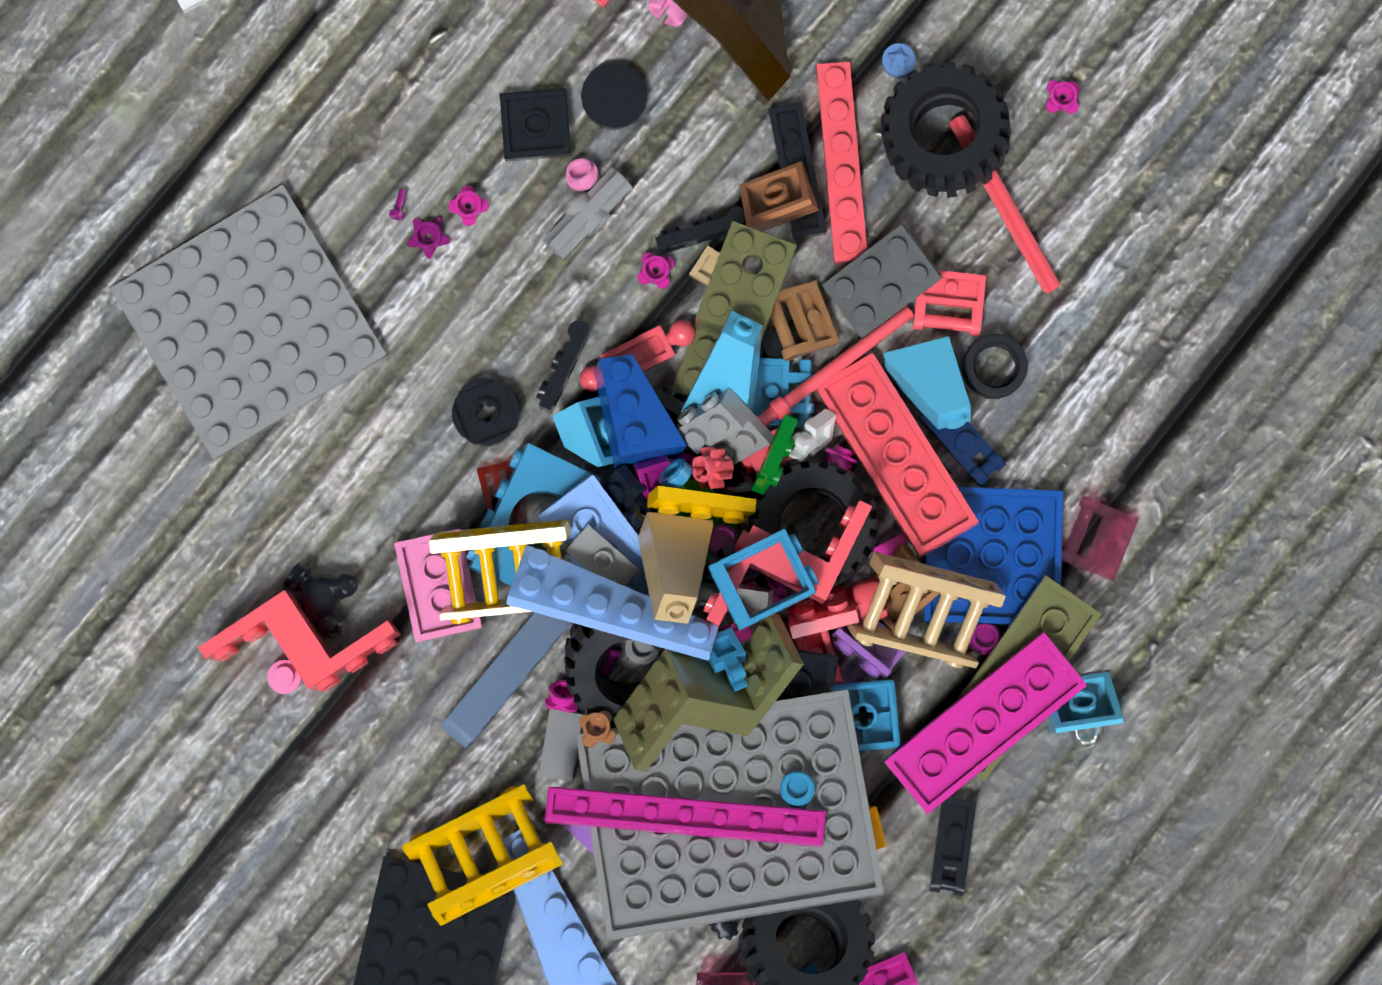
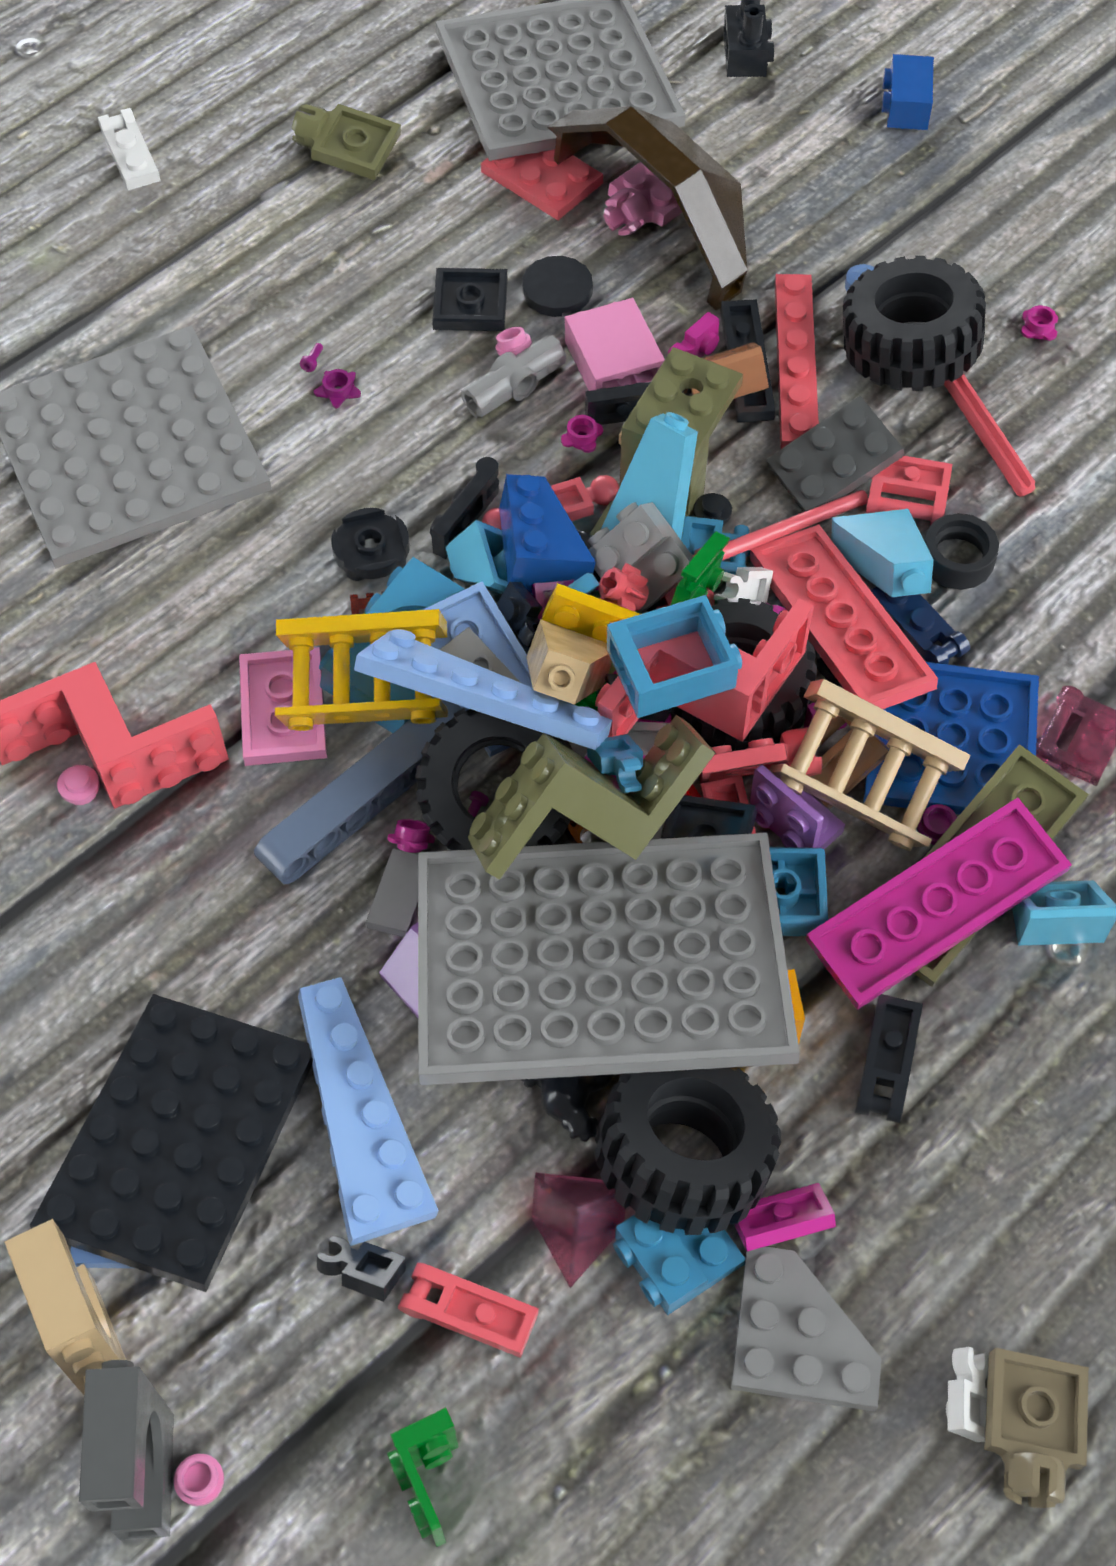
camera: 10 degrees right, 25 degrees down
(321, 596) = (144, 697): black animal -> none
(468, 196) = (386, 360): dark pink plate -> none
(509, 872) = (285, 1023): yellow fence -> none
(590, 721) = (445, 842): nougat plate -> none
(674, 174) = (612, 345): none -> bright pink brick
(685, 816) = (546, 944): dark pink tile -> none
(753, 155) = (701, 337): none -> dark pink plate
(797, 789) = (693, 926): dark azure tile -> none
(810, 320) = (749, 483): medium nougat plate -> none

